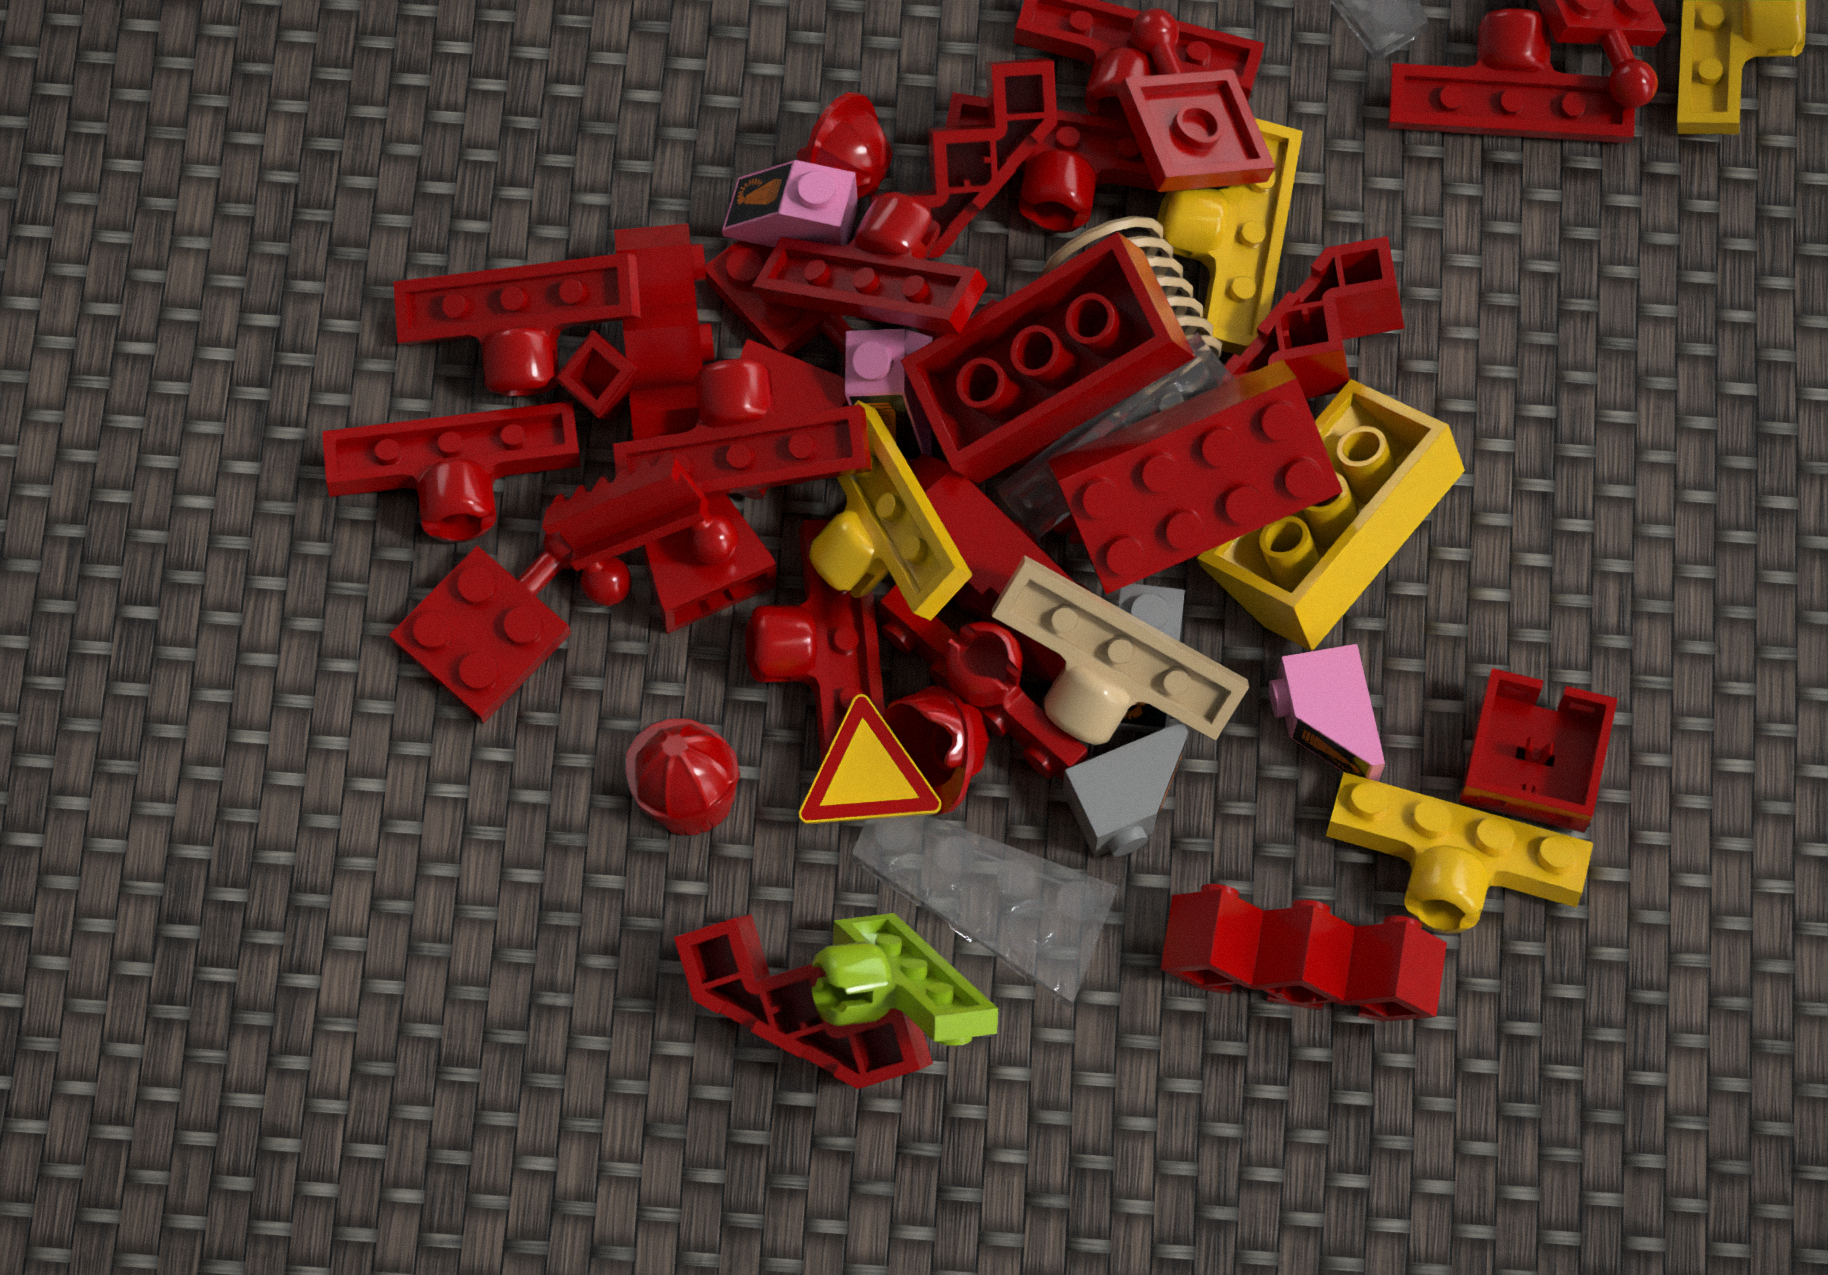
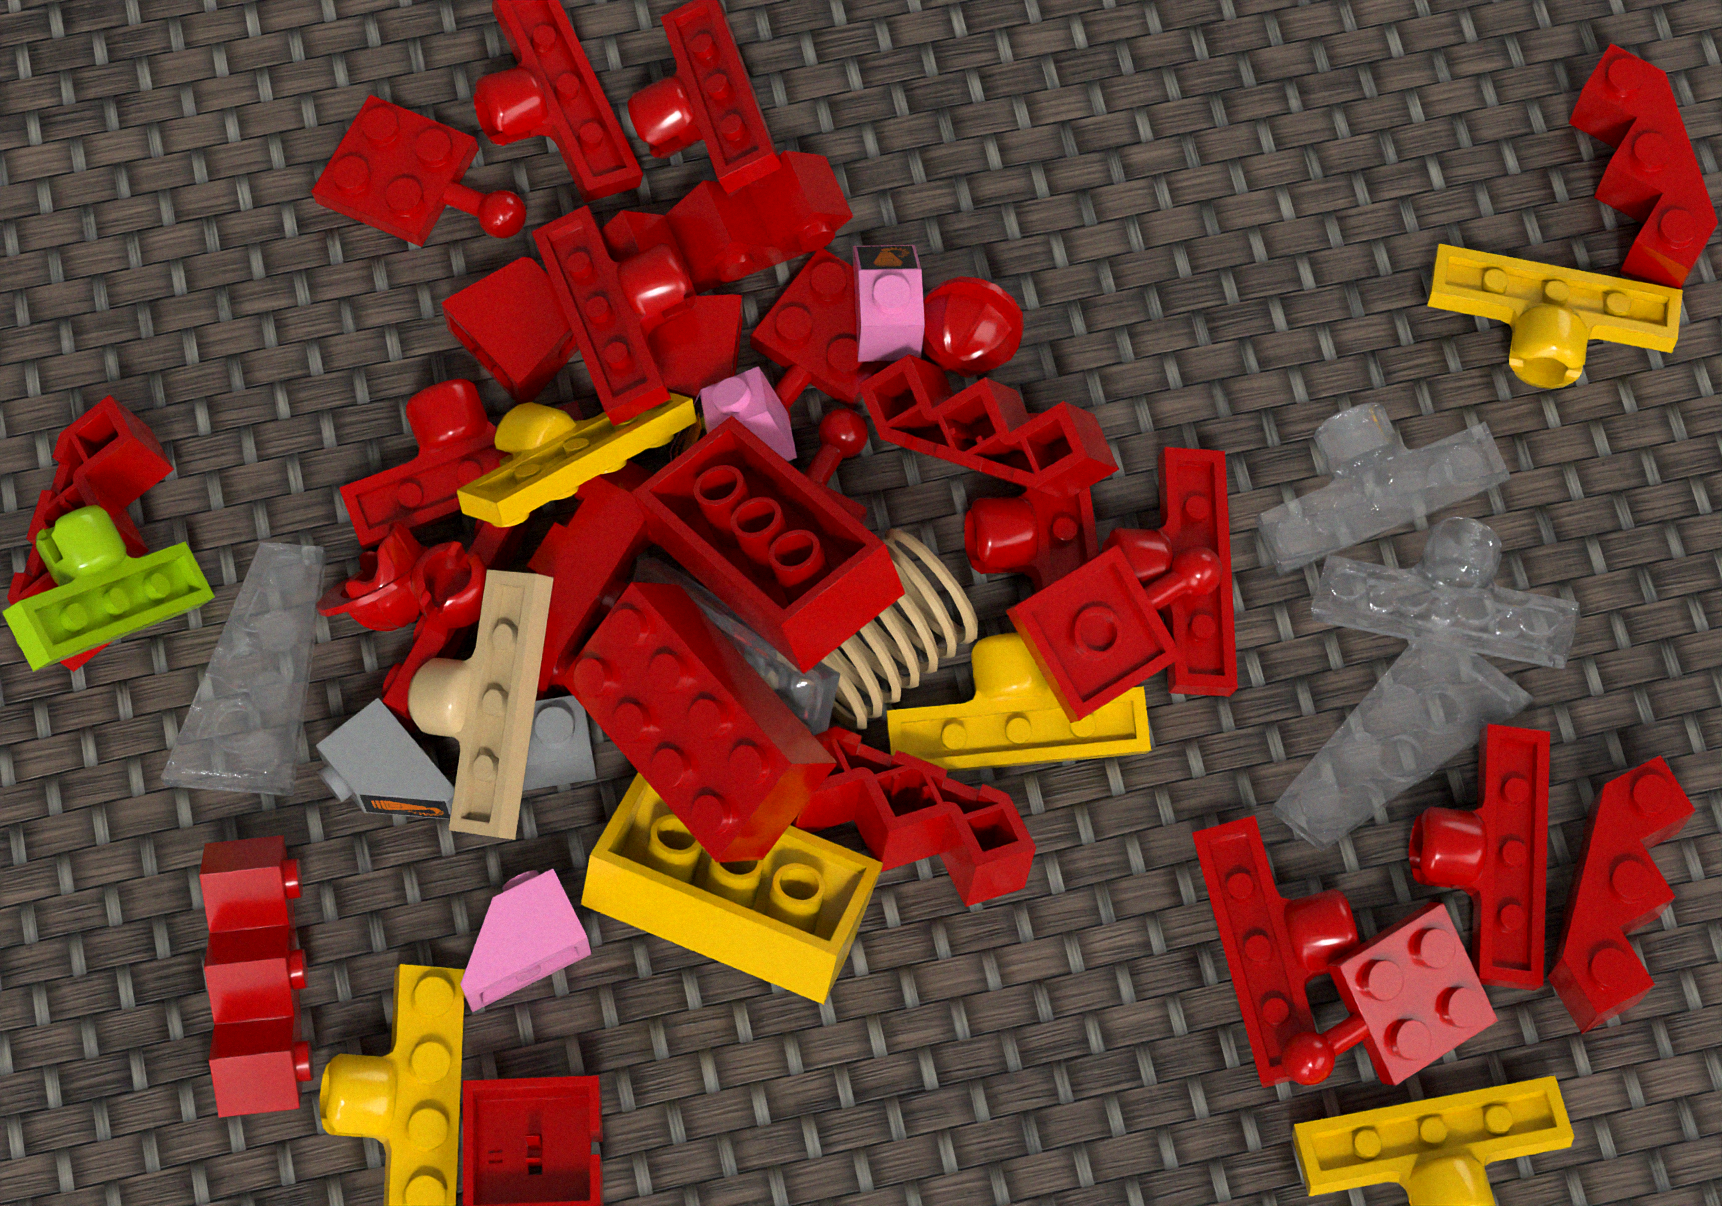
camera: 75 degrees right, 0 degrees up
(599, 376) = (663, 181): red slope -> none
(631, 514) = (518, 241): red gear -> none
(682, 775) = (301, 375): red piece -> none
(867, 774) = (332, 526): piece -> none
(878, 273) = (821, 371): red plate -> none

